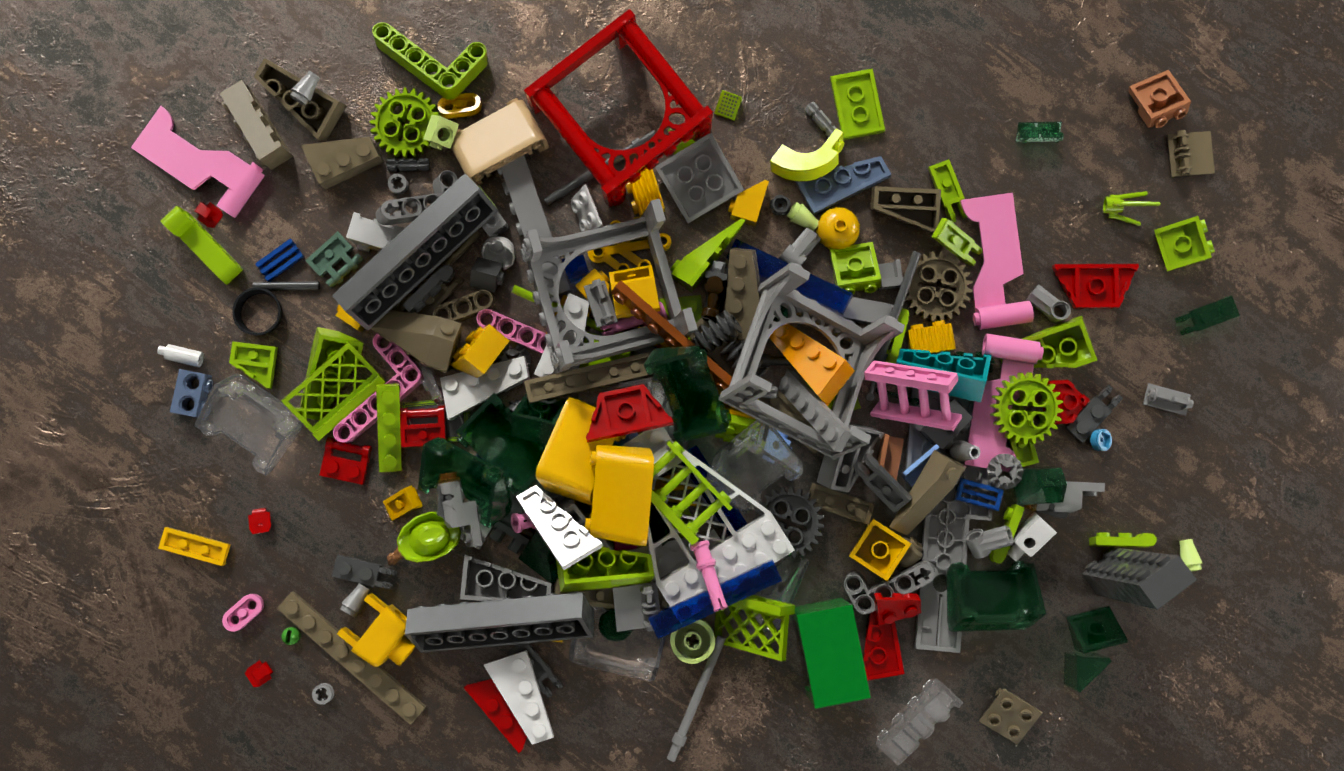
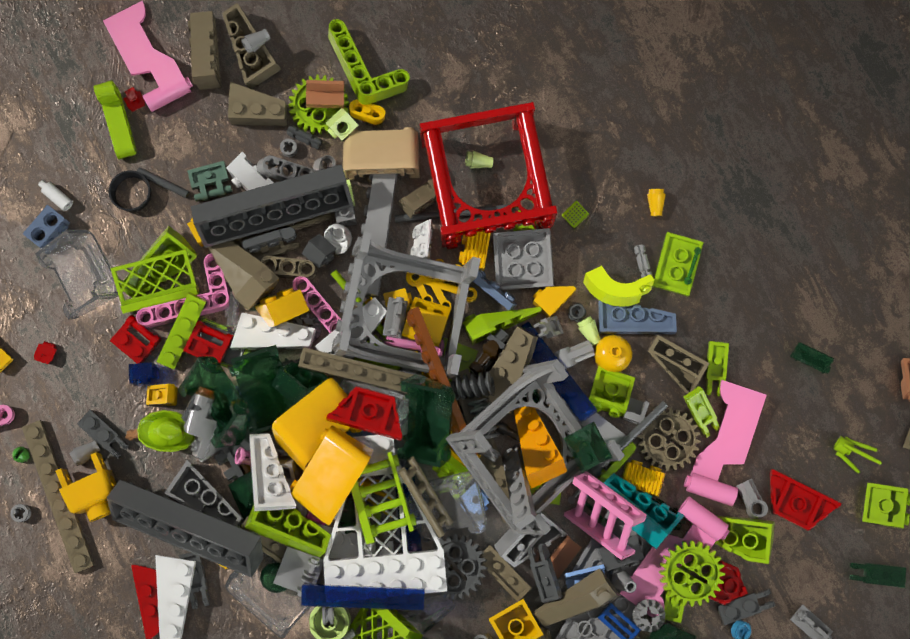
camera: 25 degrees right, 5 degrees down
(255, 361) = (108, 228): lime wing -> none
(264, 270) = (152, 162): blue tile -> none
(372, 490) = (143, 373): none -> clear blue brick
(407, 108) = (324, 94): none -> nougat panel
(561, 169) = (418, 199): none -> dark tan hinge
(576, 269) = (391, 281): clear blue panel -> none
(600, 98) = (478, 160): none -> yellowish green cone
(684, 224) = (493, 290): none -> sand blue plate
(689, 634) = (328, 615): none -> light grey bush
(706, 565) = (369, 567): bright pink pin -> none
(715, 468) = (417, 492): none -> dark tan bar
(761, 234) = (549, 327): none -> light grey plate
(803, 50) = (656, 201): none -> yellow cone
(863, 336) = (588, 447): none -> clear green slope
(876, 115) = (688, 280): none -> clear green hinge

